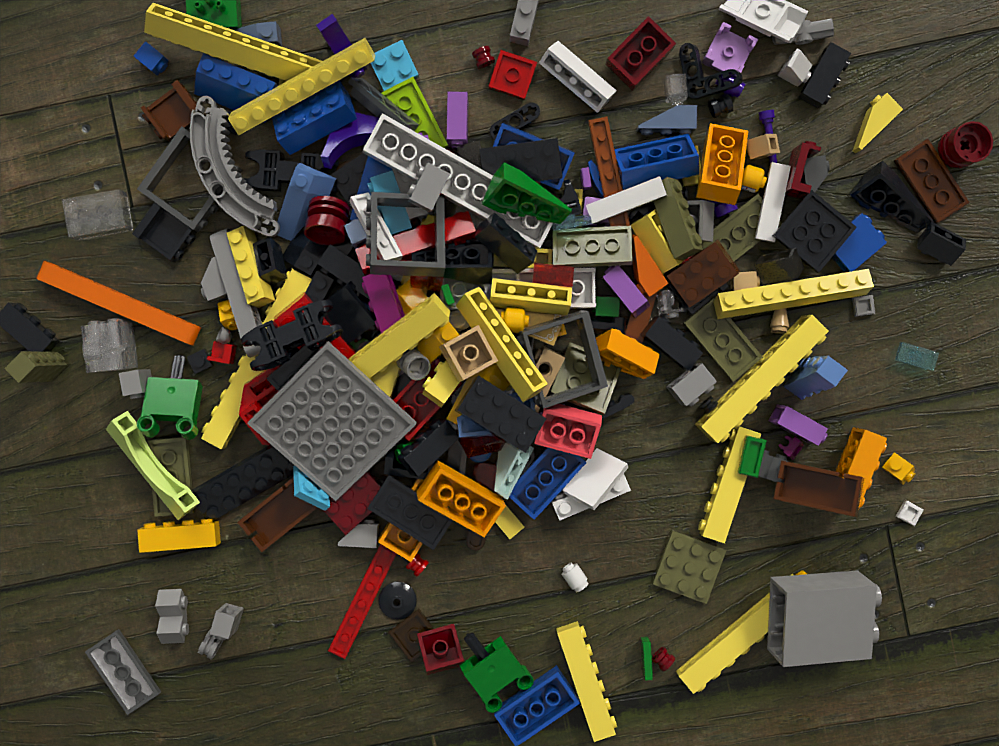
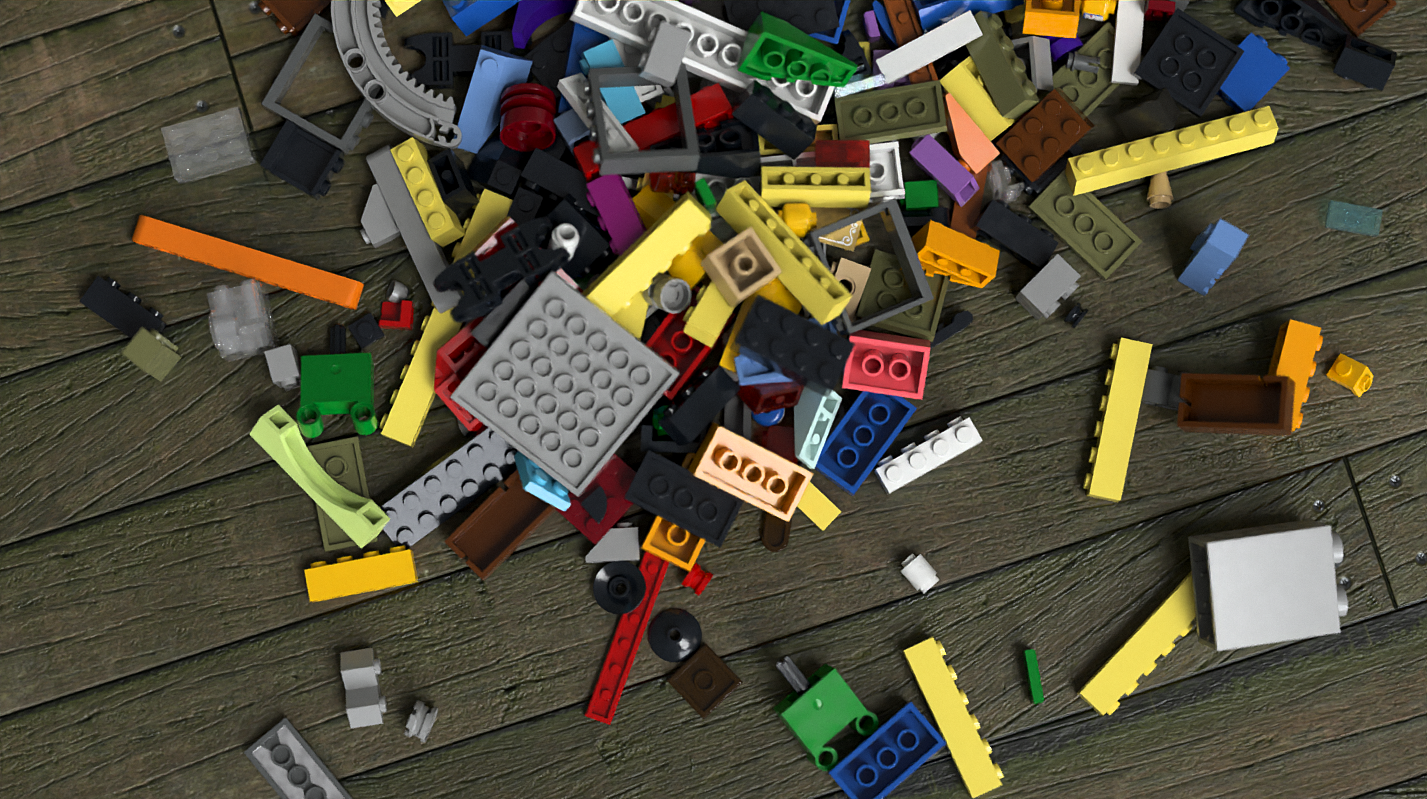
camera: 10 degrees left, 5 degrees down
(226, 315) = (401, 263): yellow bracket -> none
(226, 621) = (441, 685): light grey brick -> none
(341, 316) = (564, 236): none -> white brick
(348, 508) = (596, 504): none -> black tile
(352, 565) = (607, 583): none -> black dish
(440, 649) = (743, 693): dark red slope -> none
(595, 479) = (931, 429): white tile -> none
(663, 659) = (1056, 674): dark red wheel -> none
(689, 566) = (1077, 542): olive plate -> none
(735, 222) = (1080, 62): none -> dark grey pin
(745, 280) = (1103, 138): tan brick -> none
(752, 456) = (1142, 376): green tile -> none
(762, 377) = (1146, 264): light yellow brick -> none
(793, 448) = (1200, 361): magenta tile -> none
(798, 425) = (1201, 327): medium lavender brick -> none
(863, 305) = (1272, 158): light grey tile -> none
(909, 513) = (1373, 435): white tile -> none

